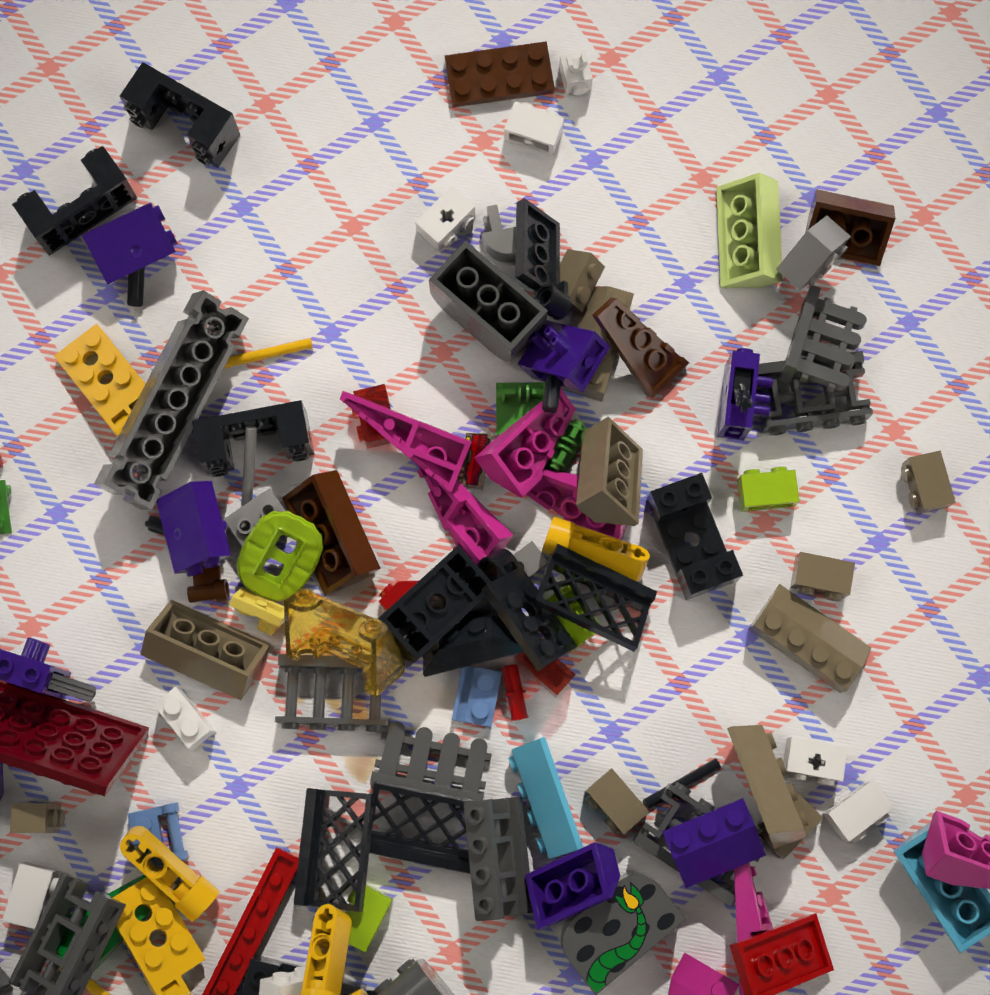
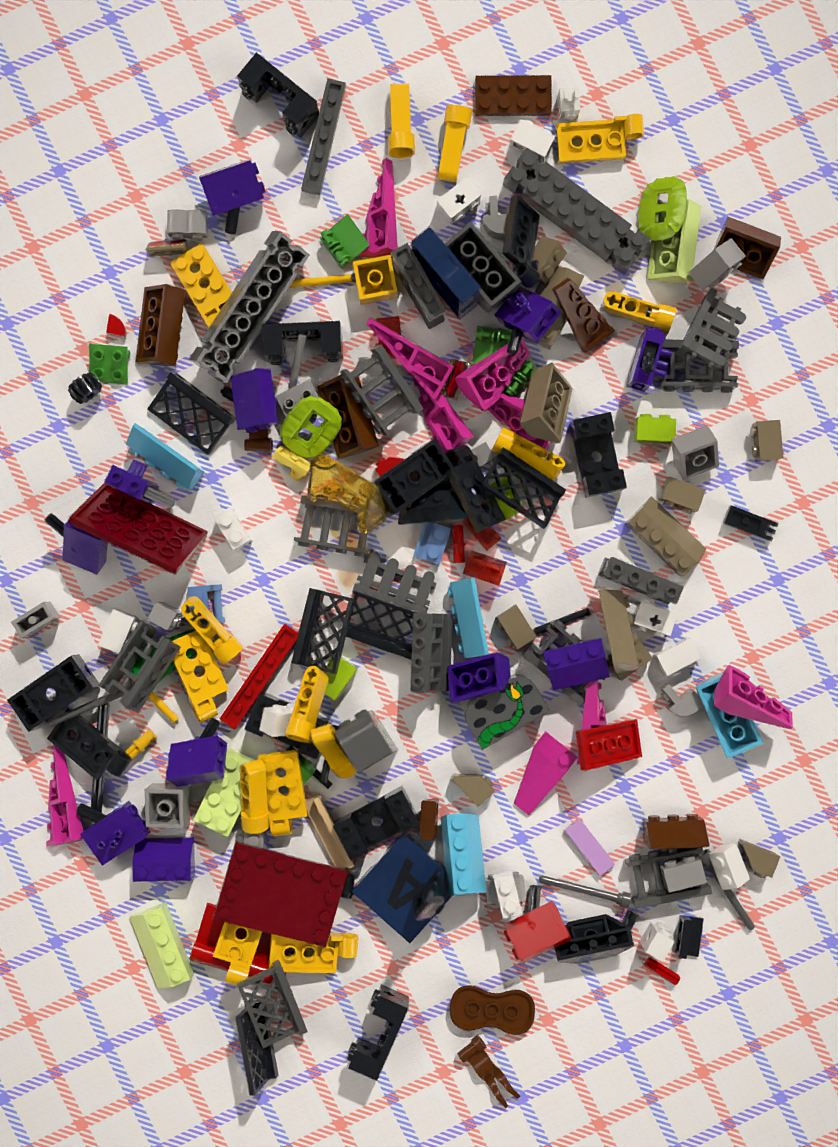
camera: 10 degrees right, 10 degrees up
(36, 818) = (127, 581): dark tan brick -> none
(48, 337) = (168, 247): none -> dark tan slope
(49, 444) = (160, 325): none -> reddish brown slope
(73, 302) = (187, 224): none -> light grey brick
(73, 629) = (164, 457): none -> medium azure slope
(82, 214) = (208, 156): black plate -> none
(99, 862) = (165, 616): none -> light grey brick
(116, 538) = (202, 400): none -> black fence
(204, 649) = (251, 484): dark tan slope -> none
(249, 162) = (323, 137): none -> dark grey plate
(295, 294) = (344, 241): none -> bright green hinge
(344, 275) = (381, 217): none -> dark pink wedge
(345, 339) = (375, 279): none -> yellow brick
(355, 151) = (401, 140): none -> yellow beam
(399, 483) = (400, 388): none -> dark grey fence
(406, 339) = (418, 286): none -> dark grey fence
(428, 115) = (457, 120): none -> yellow beam
(440, 315) = (446, 273): none -> dark blue tile
(558, 721) = (484, 567): none -> clear red brick
(608, 211) = (575, 211): none -> dark grey brick
(639, 103) = (610, 132): none -> yellow hinge
(742, 188) = (674, 208): none -> lime piece
(747, 332) = (659, 317): none -> yellow beam
(785, 706) = (640, 580): none -> dark grey fence
(830, 512) = (695, 452): none -> light grey brick
(879, 882) = (682, 705): none -> light grey brick
(925, 601) = (749, 523): none -> black hinge

